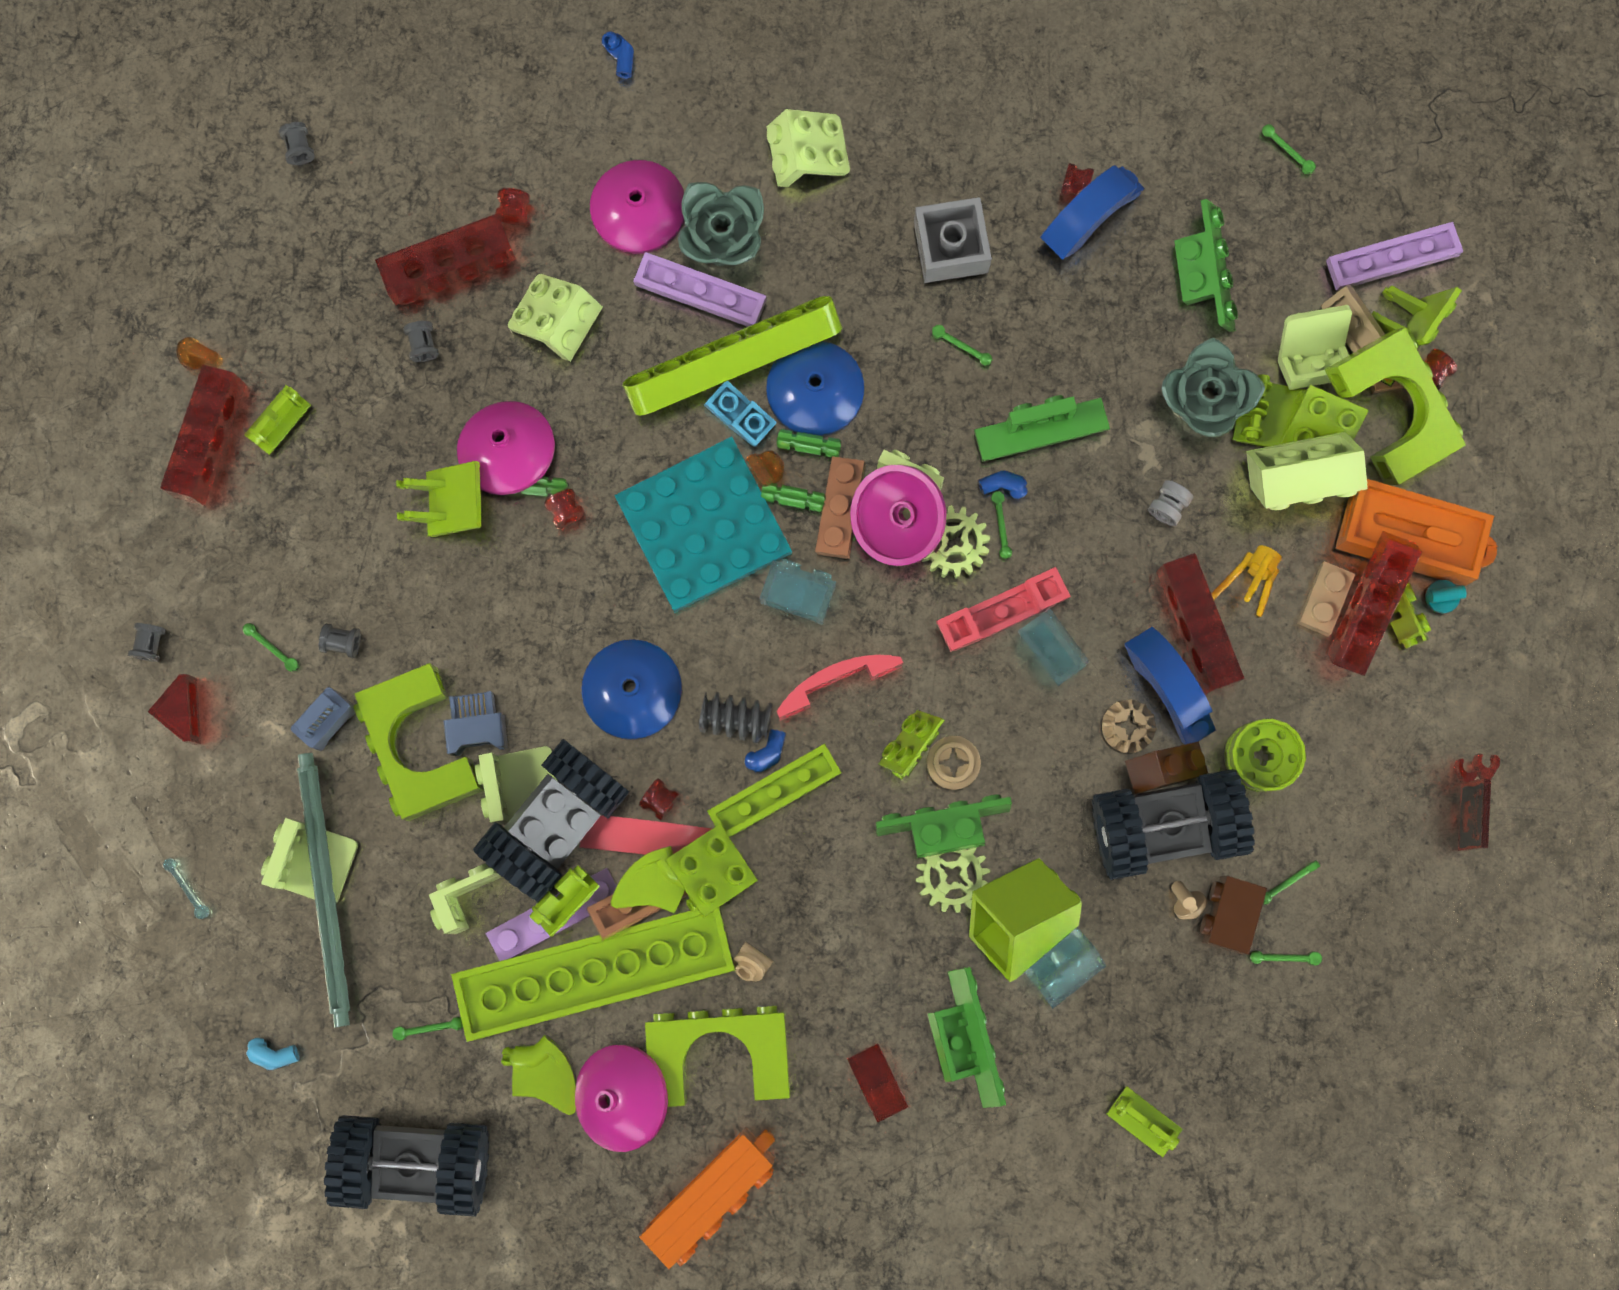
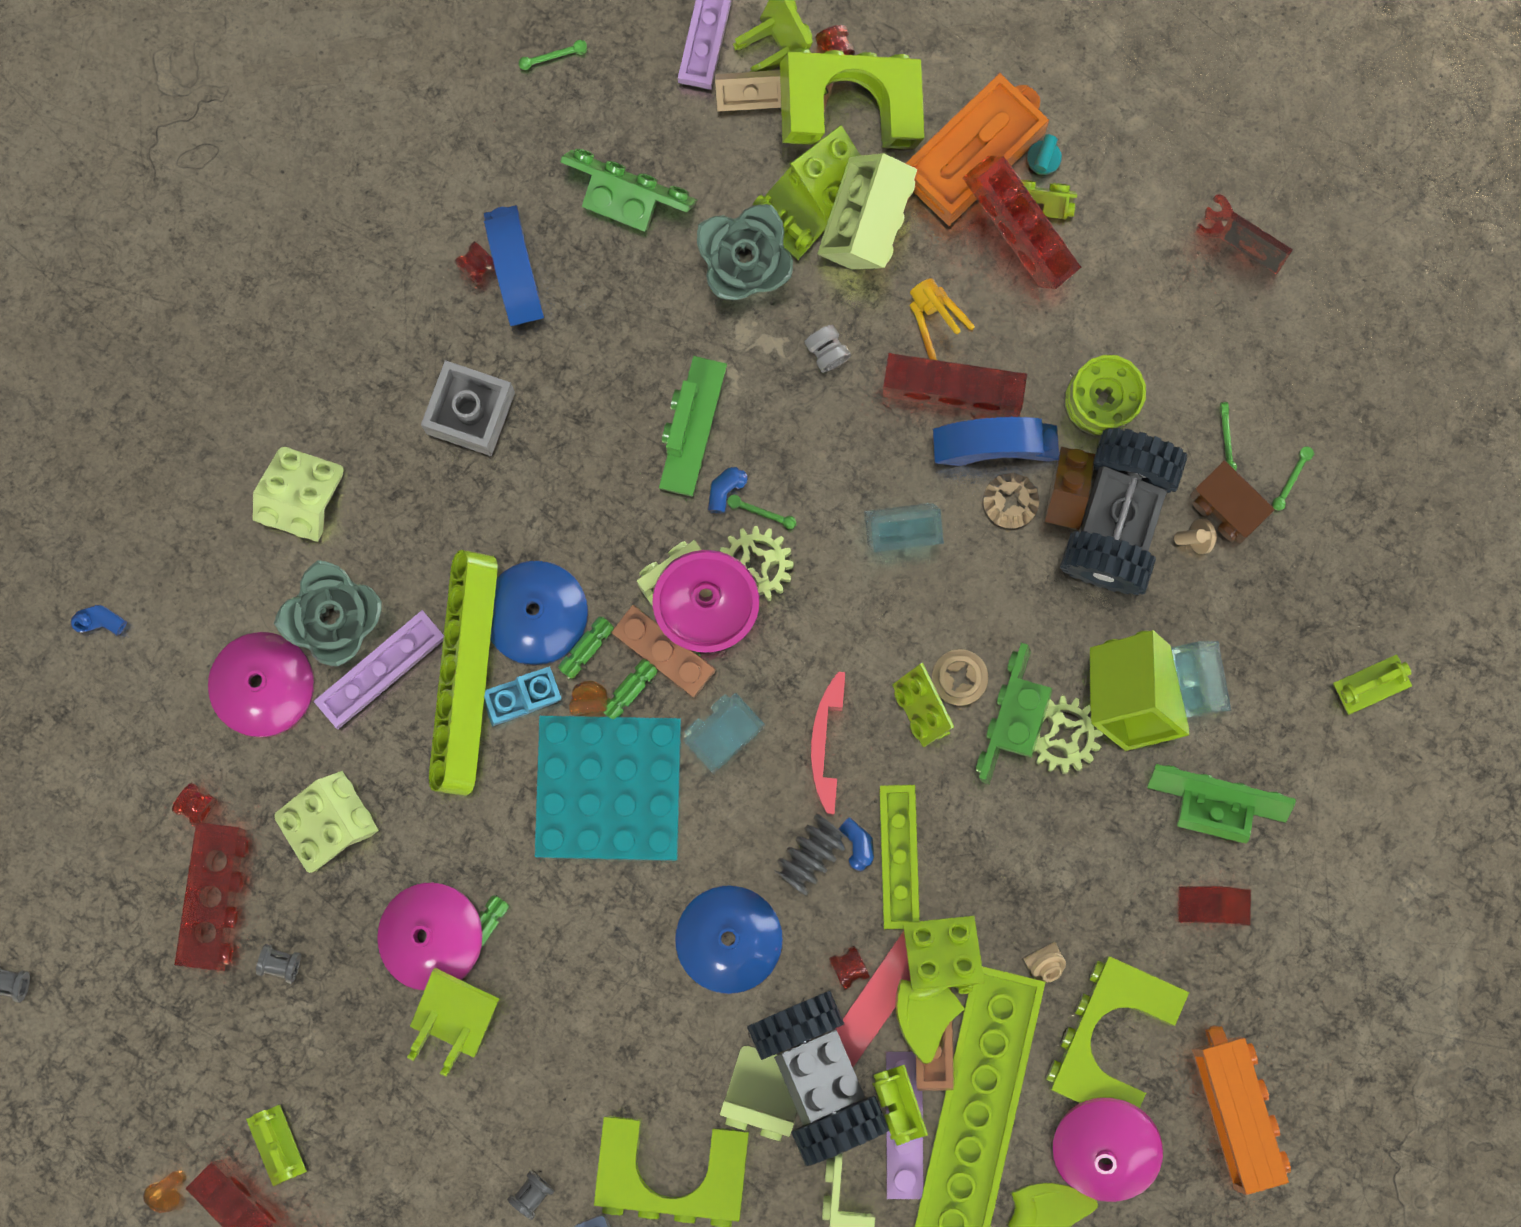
camera: 60 degrees left, 0 degrees up
(474, 723) = (682, 1105): sand blue piece -> none
(564, 508) = (521, 911): clear red wheel -> none
(939, 332) = (546, 468): bright green hinge -> none
(1003, 610) = (843, 554): coral slope -> none
(1313, 344) = (755, 140): yellowish green bracket -> none
(1326, 599) = (990, 260): tan plate -> none

